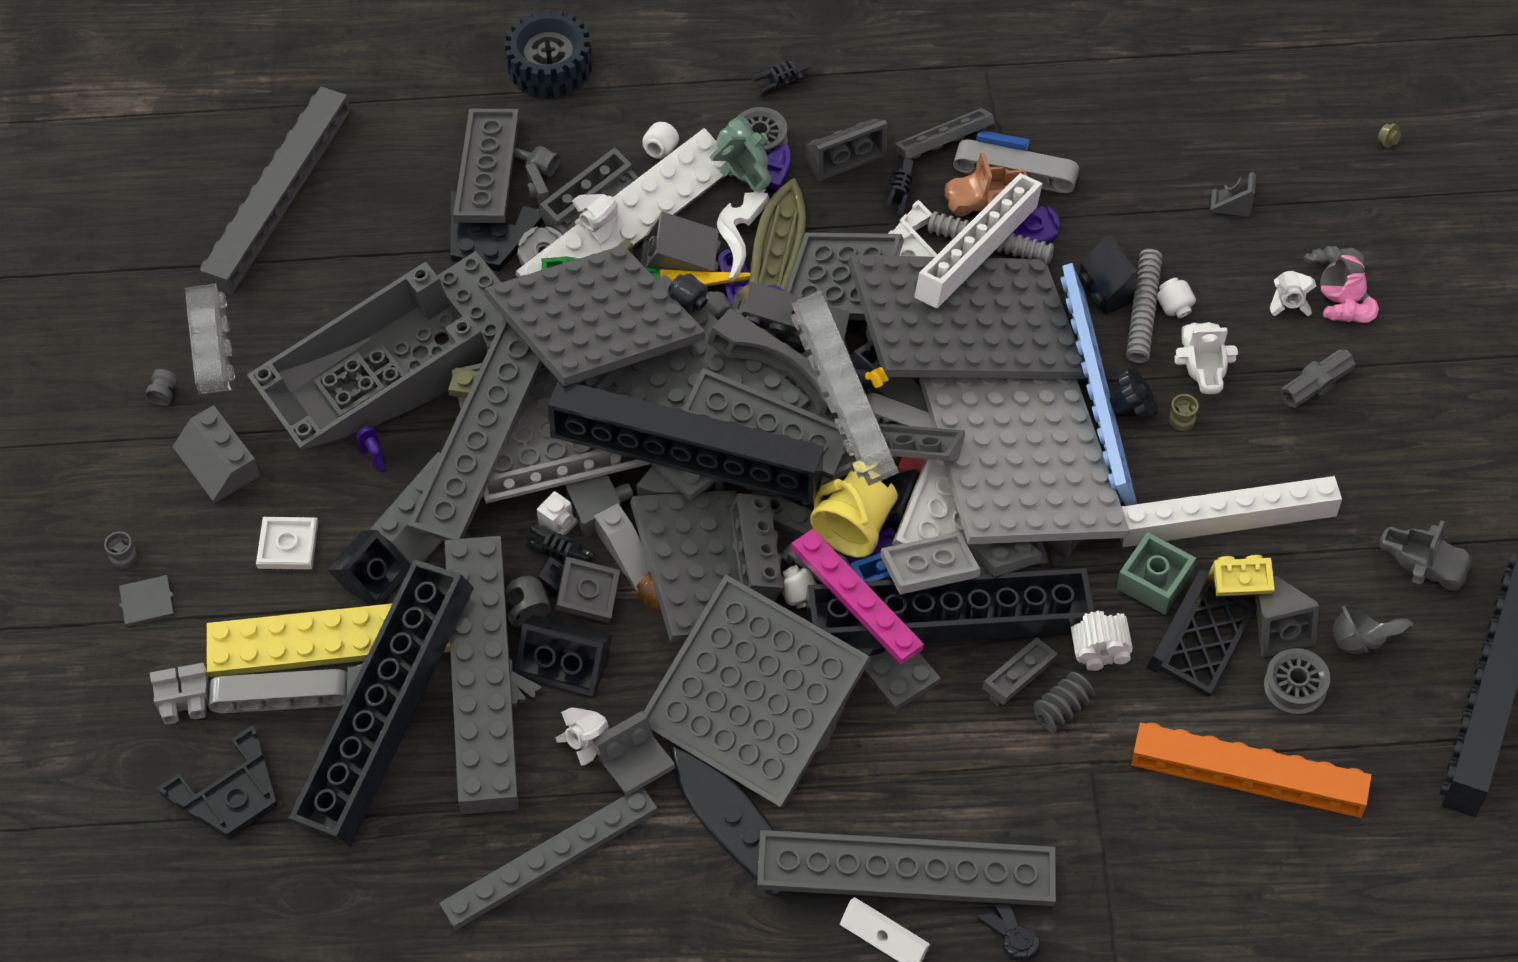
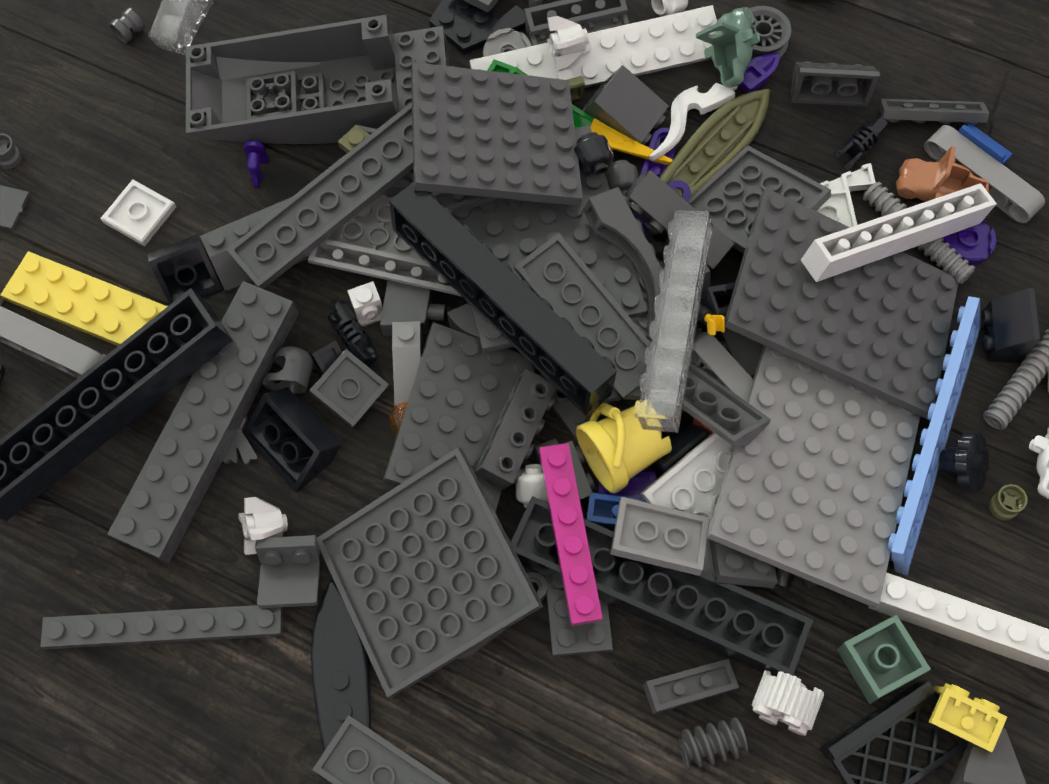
camera: 30 degrees right, 10 degrees up
(215, 455) = (131, 105): dark grey slope -> none

